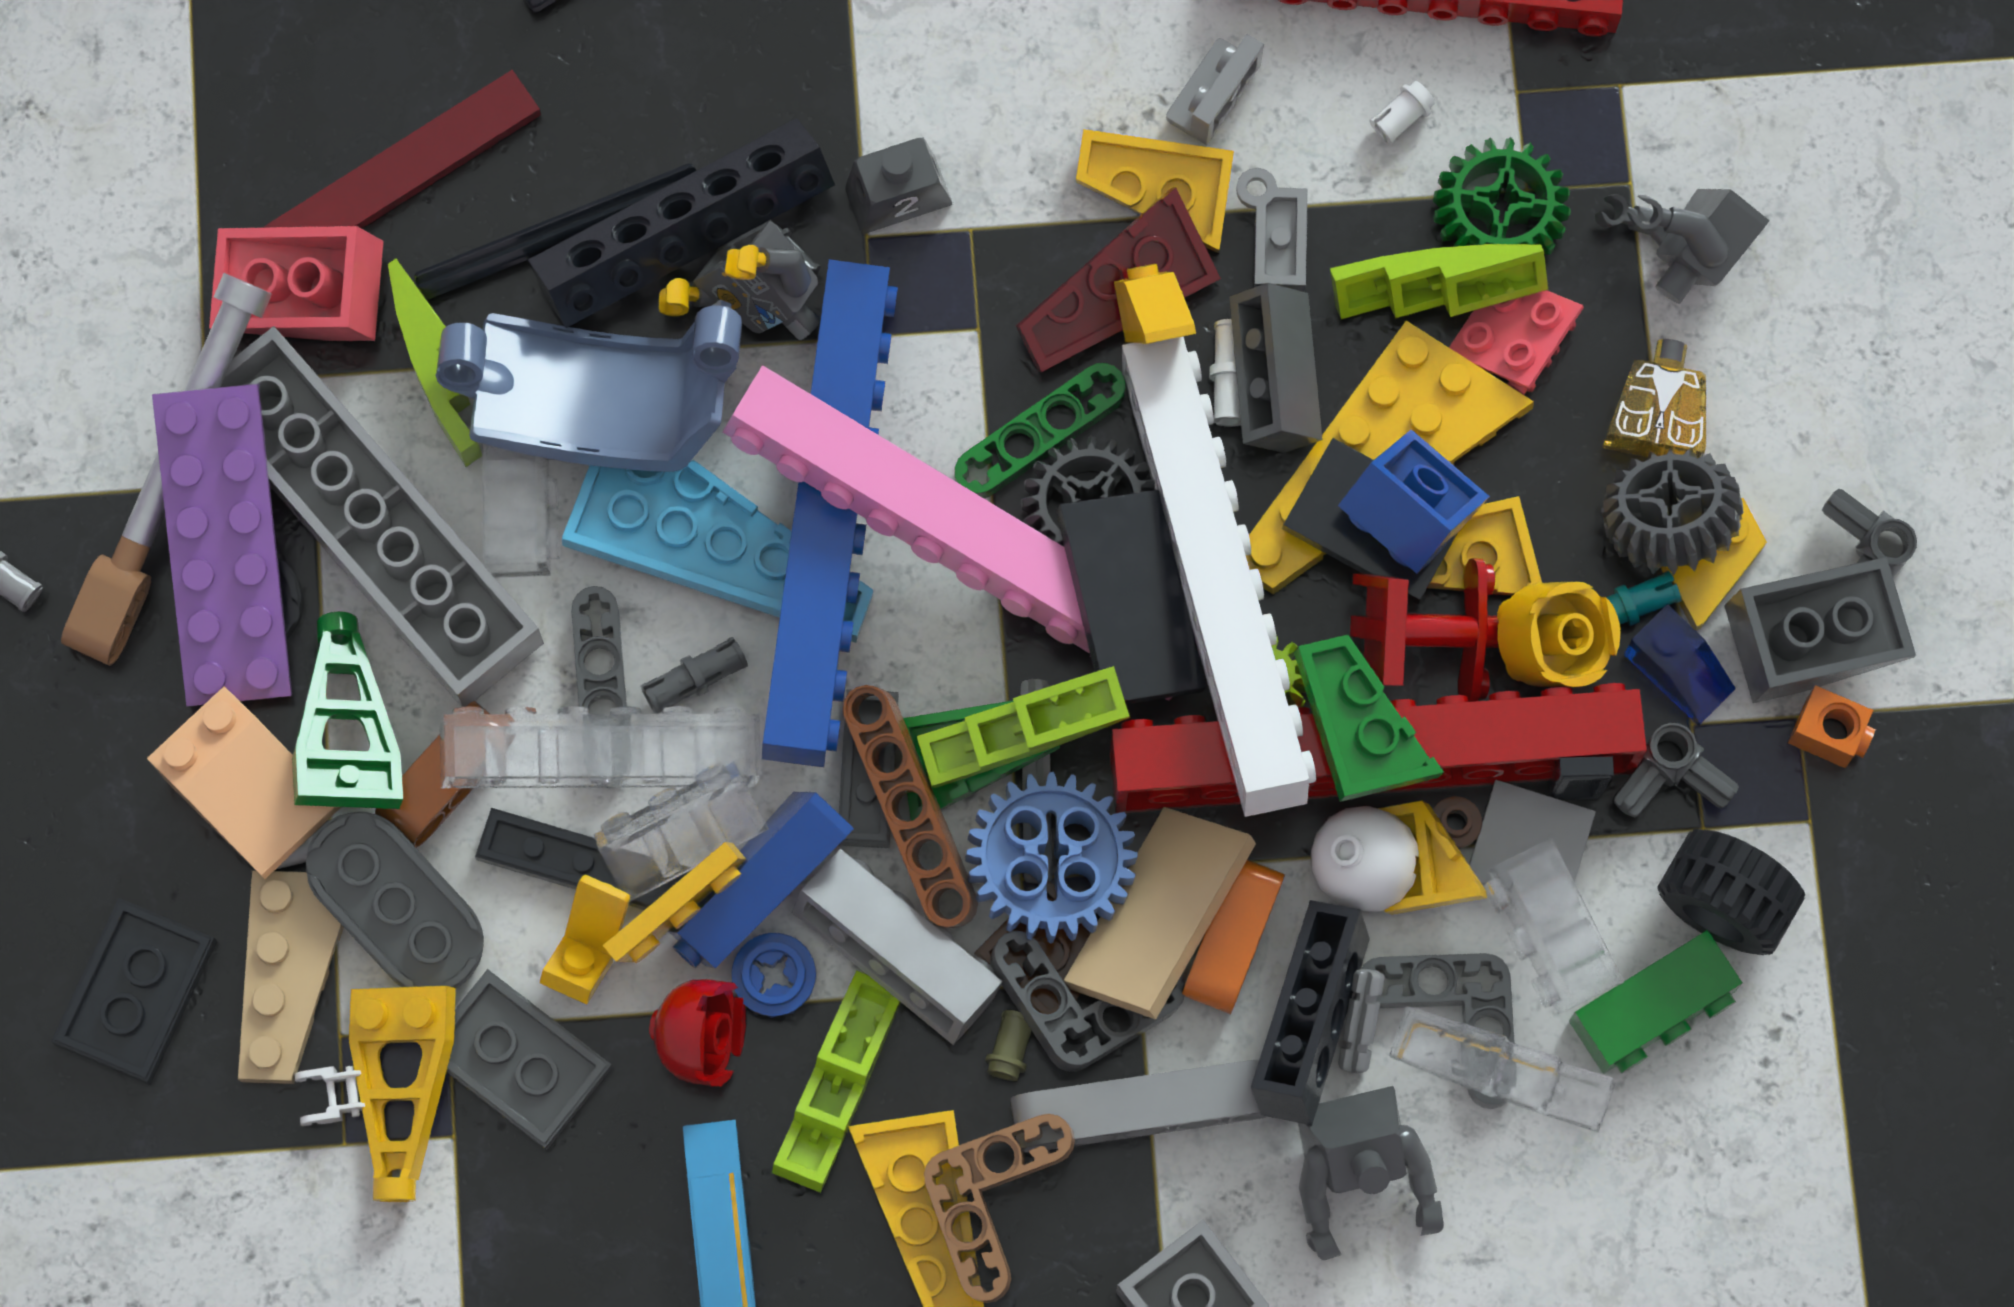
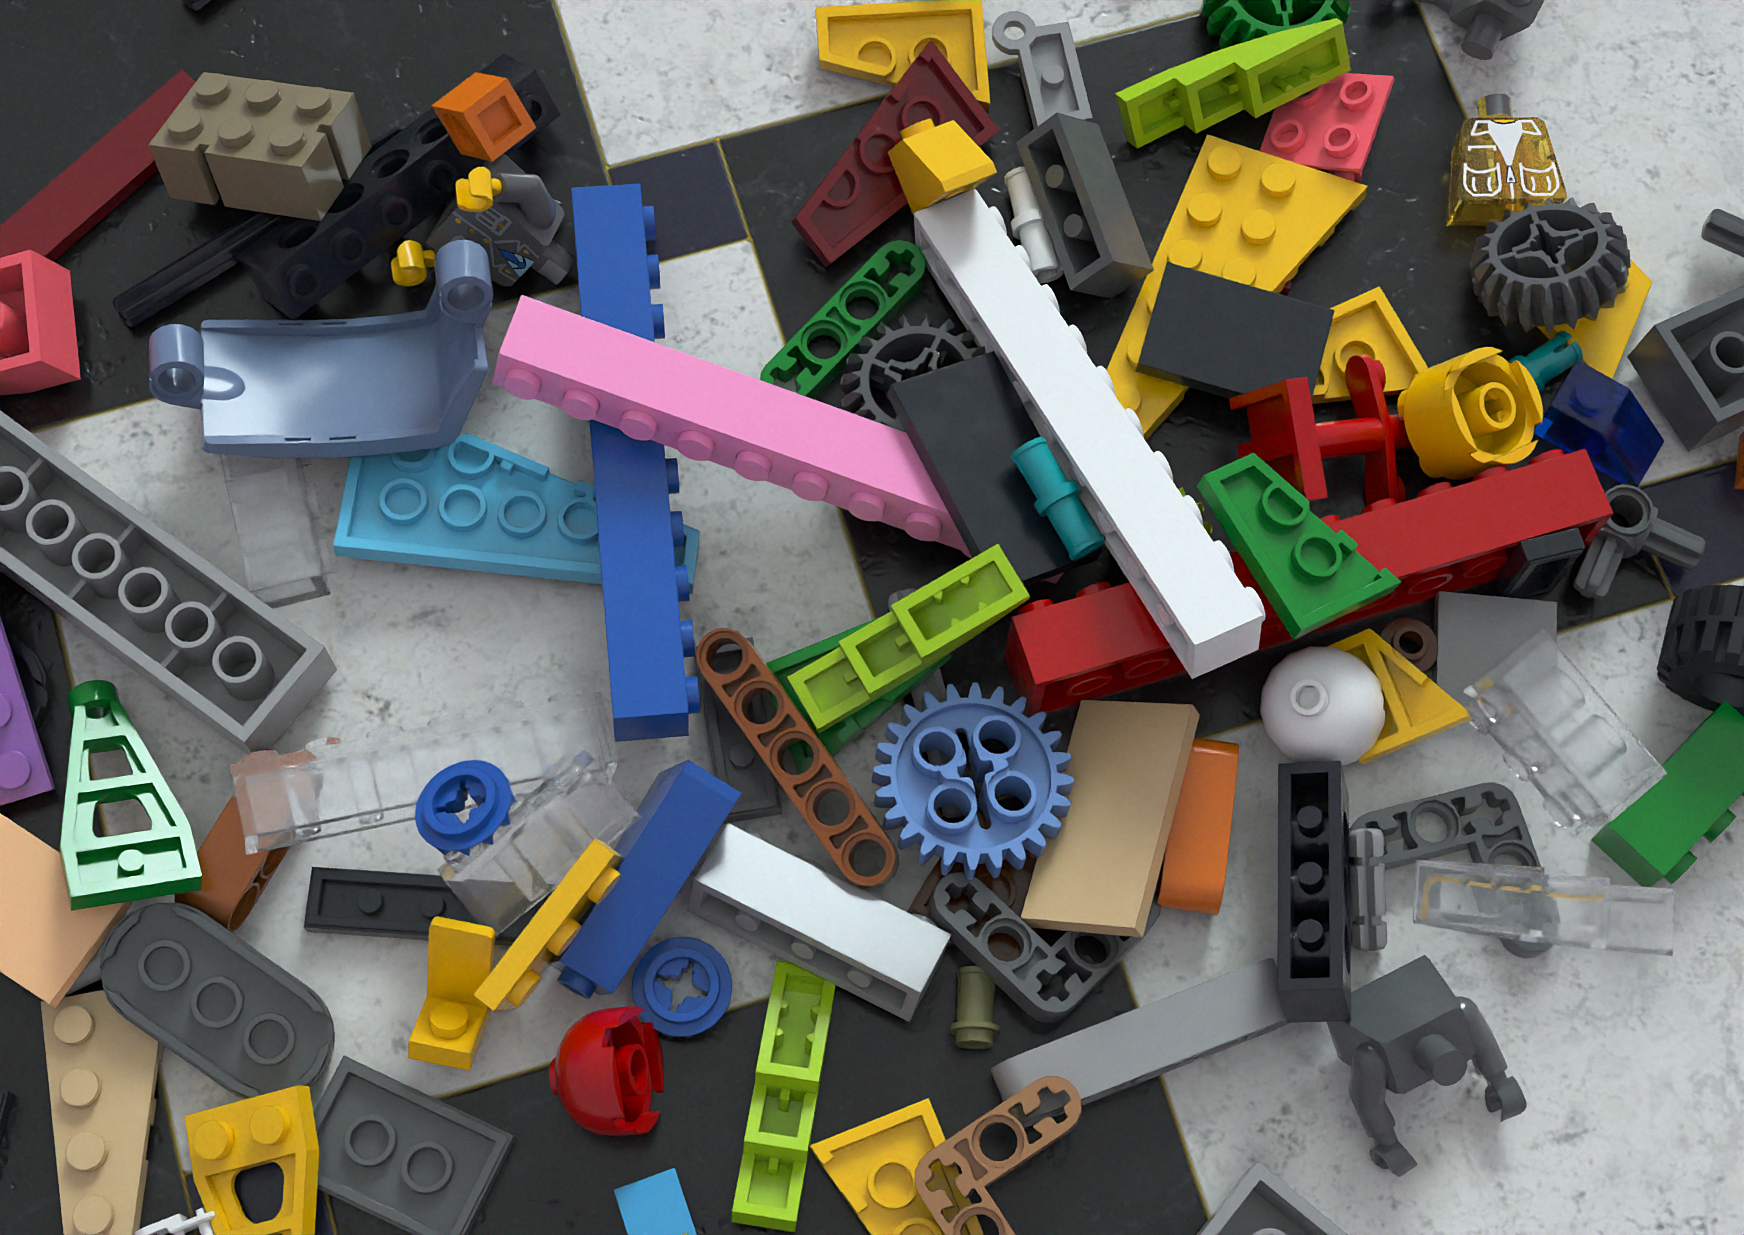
camera: 15 degrees left, 5 degrees down
(422, 337) = (128, 356): lime slope -> none
(569, 165) = (265, 145): none -> dark tan piece
(589, 685) = (423, 698): dark grey beam -> none
(614, 777) = (447, 796): none -> blue gear
(694, 675) = (517, 667): dark grey pin -> none
(764, 190) = (484, 116): none -> orange brick
(896, 185) = (626, 101): dark grey torso -> none
(1176, 635) = (1057, 498): none -> teal pin
(1412, 501) = (1274, 308): blue slope -> none

